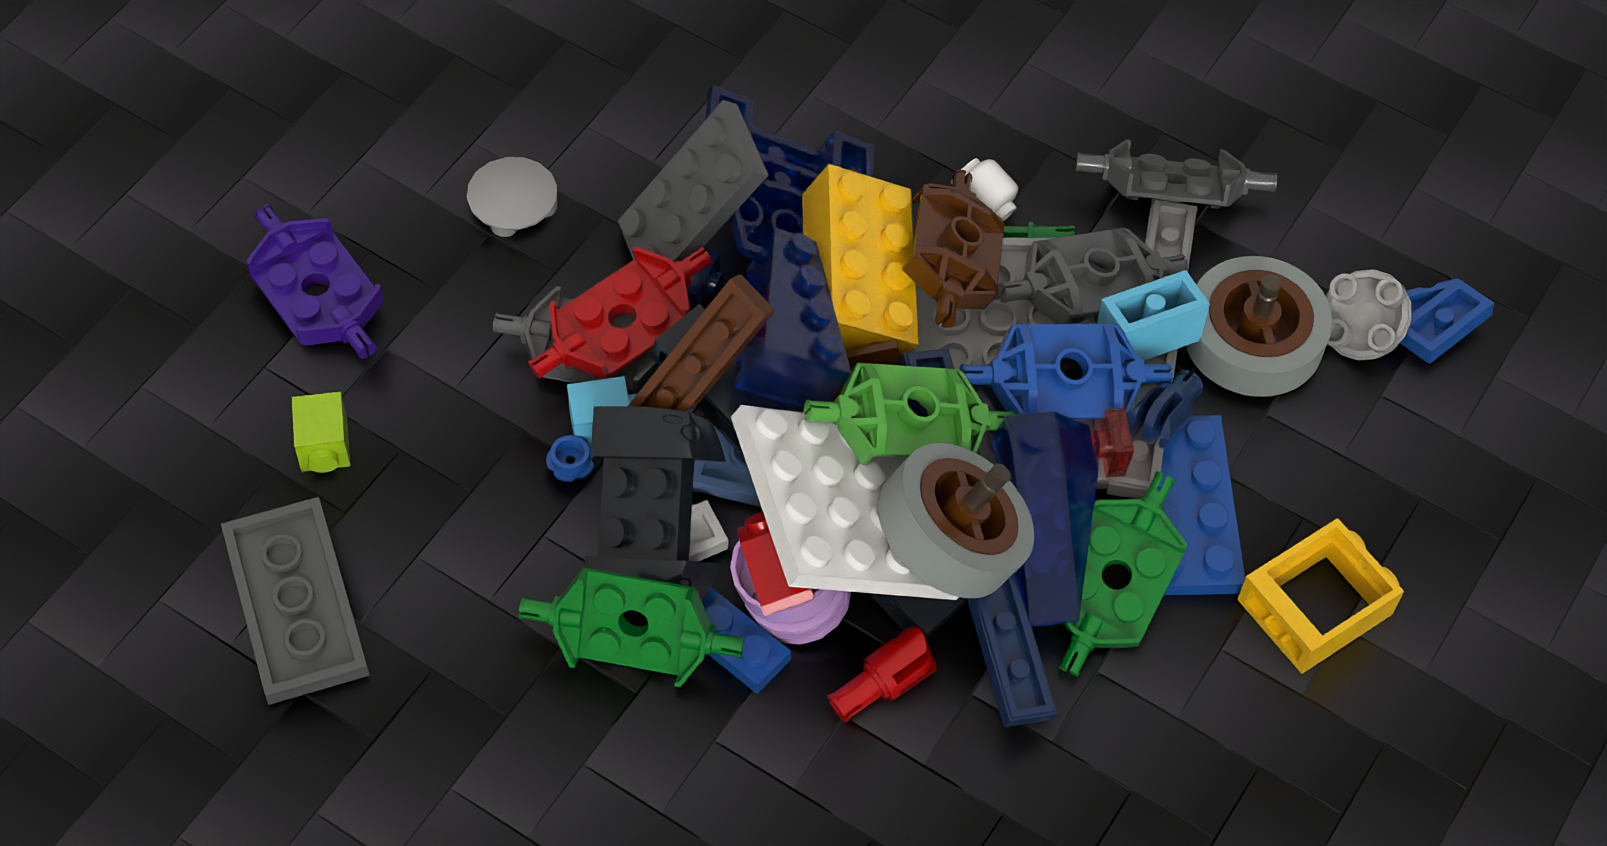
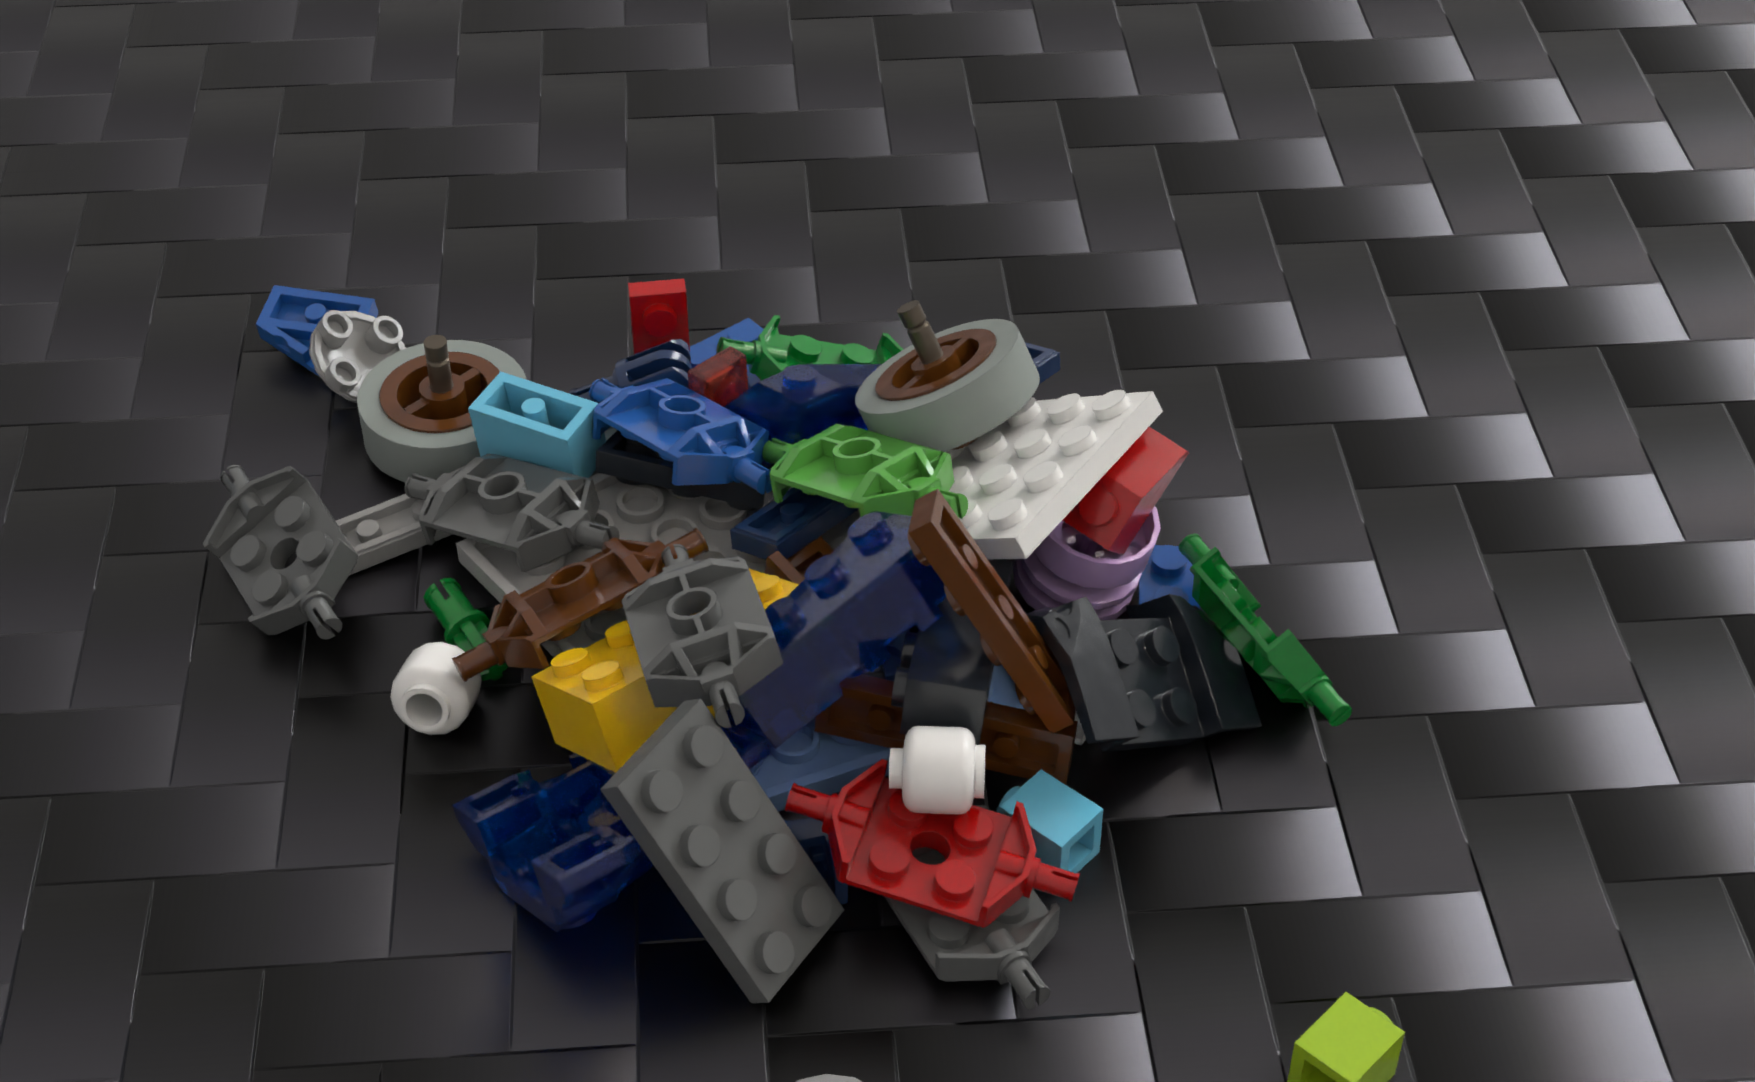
camera: 125 degrees left, 15 degrees down
(294, 600) = (1535, 941): dark grey plate -> none
(570, 448) = (1126, 828): blue plate -> none
(644, 317) = (938, 770): none -> white head
(866, 250) = (705, 653): none -> dark grey plate
(1211, 449) = (658, 313): none -> red plate
(1286, 622) = (739, 244): yellow window -> none

